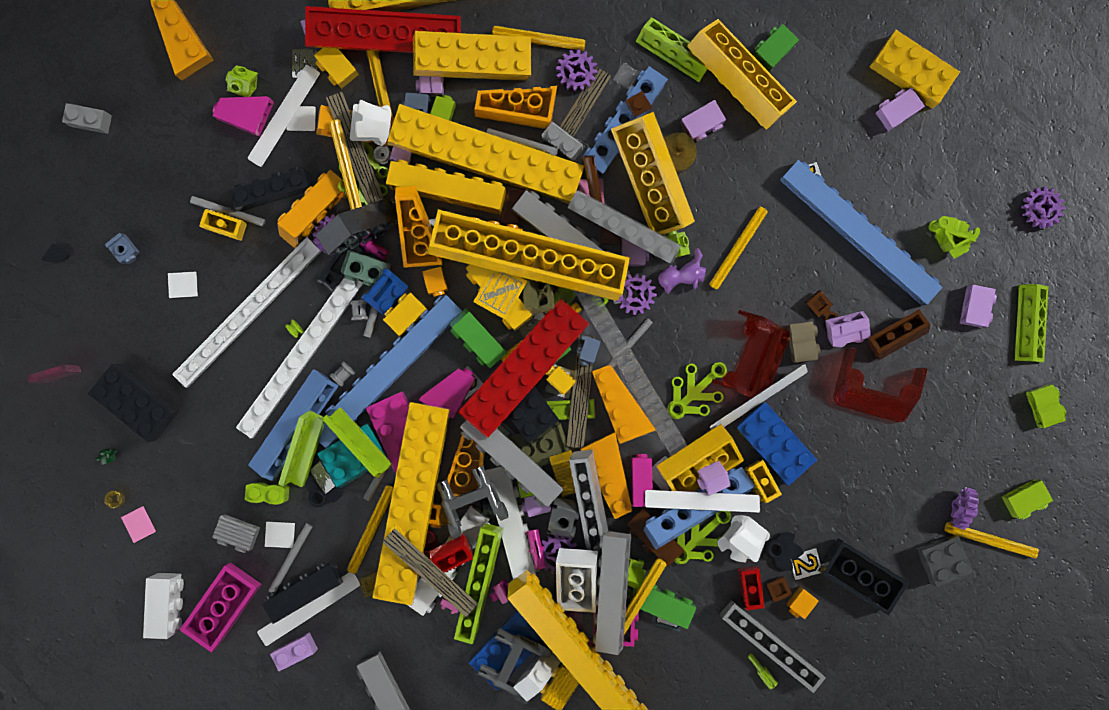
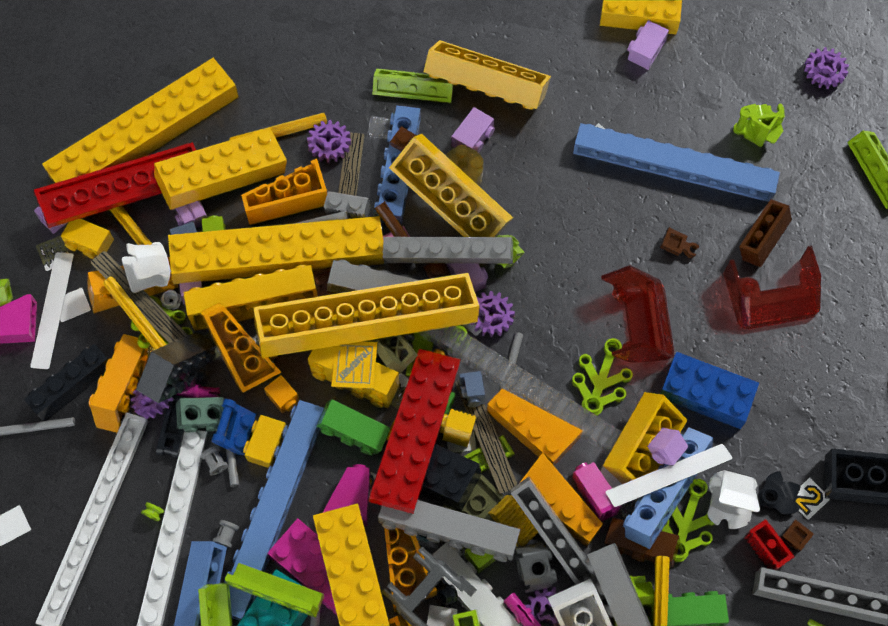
camera: 25 degrees left, 20 degrees down
(223, 224) = (30, 439): yellow brick -> none
(533, 508) = (499, 572): lavender brick -> none
(689, 274) = (534, 271): medium lavender animal -> none
(738, 248) = (568, 229): yellow axle -> none
(761, 397) = (670, 349): white sticker -> none
(763, 481) = (719, 429): yellow brick -> none
(778, 44) = (506, 41): bright green brick -> none
(801, 603) = (829, 537): light orange brick -> none
(802, 342) = (679, 283): dark tan brick -> none
(848, 329) = (715, 250): lavender brick -> none
(978, 306) = (822, 176): lavender brick -> none

